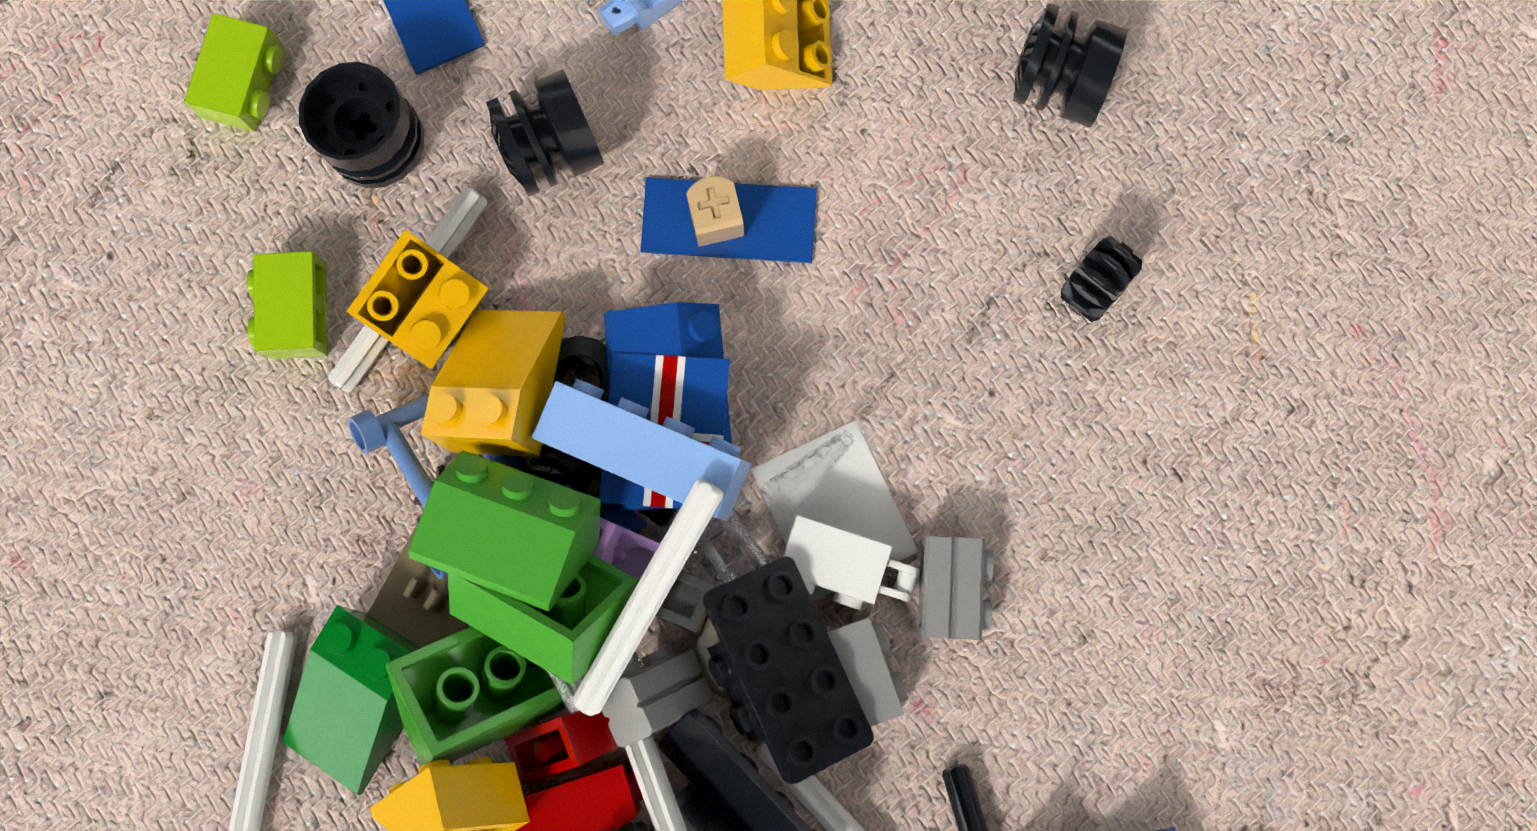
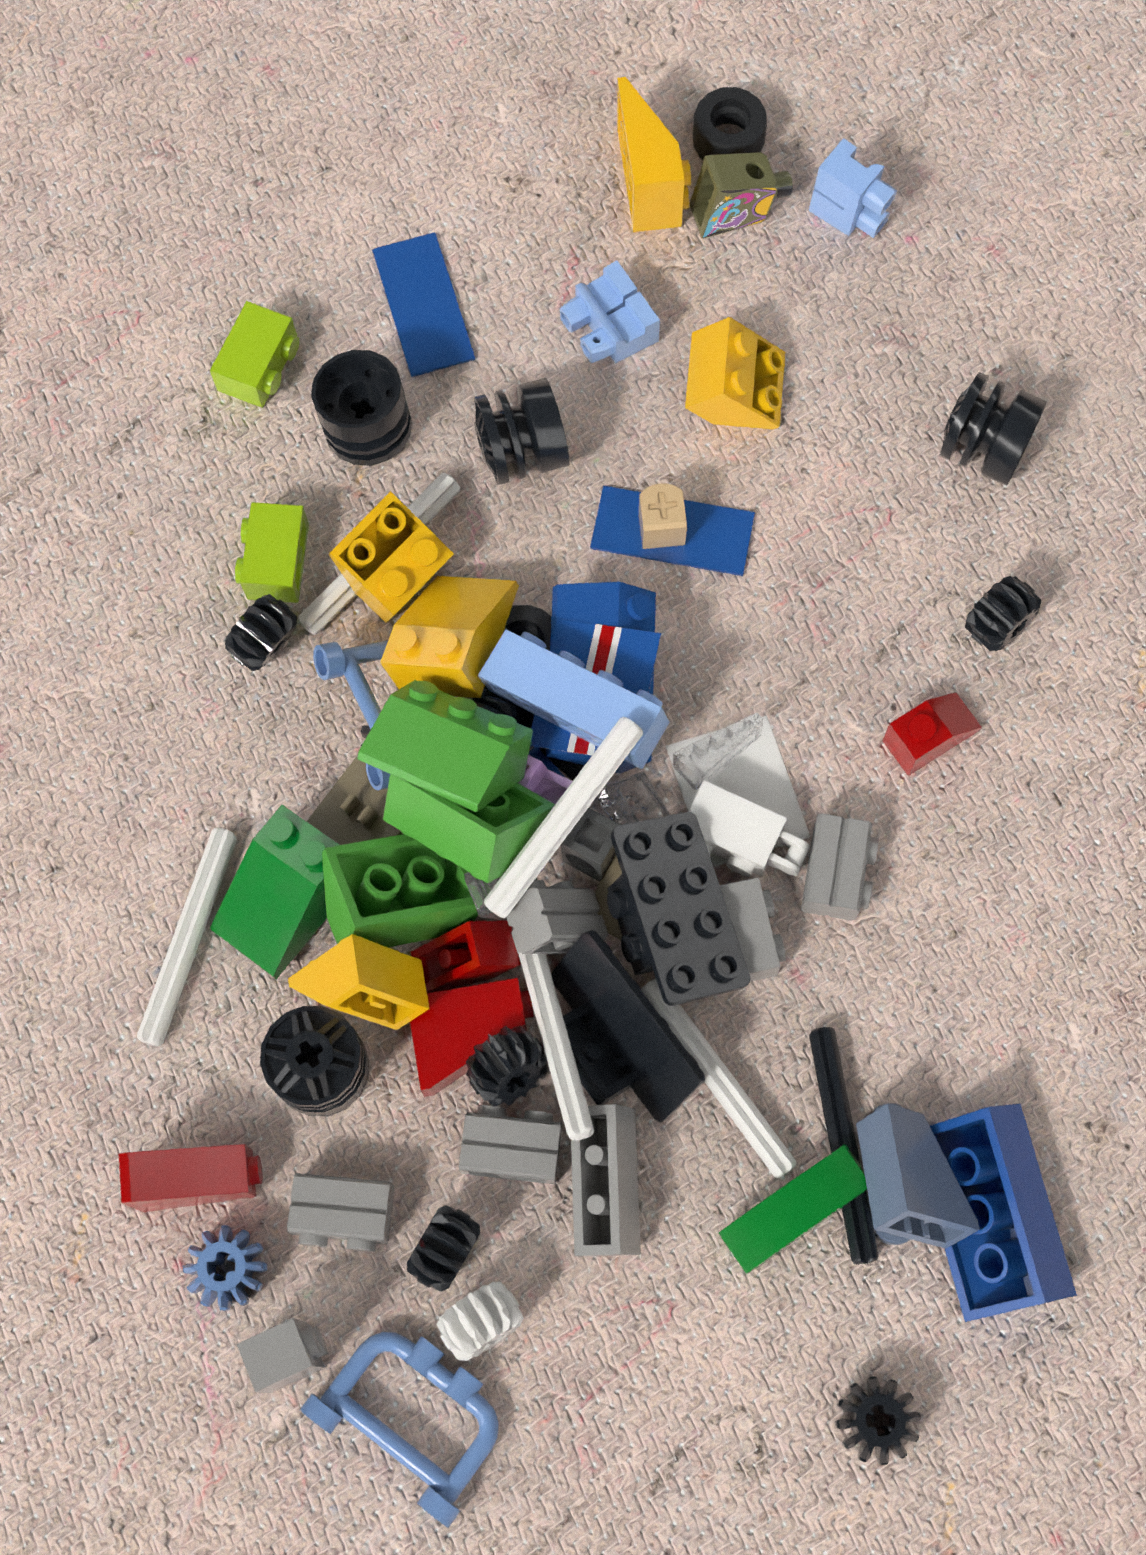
camera: 10 degrees right, 10 degrees down
(286, 404) = (261, 632): none -> black gear
(1037, 420) = (929, 731): none -> red slope

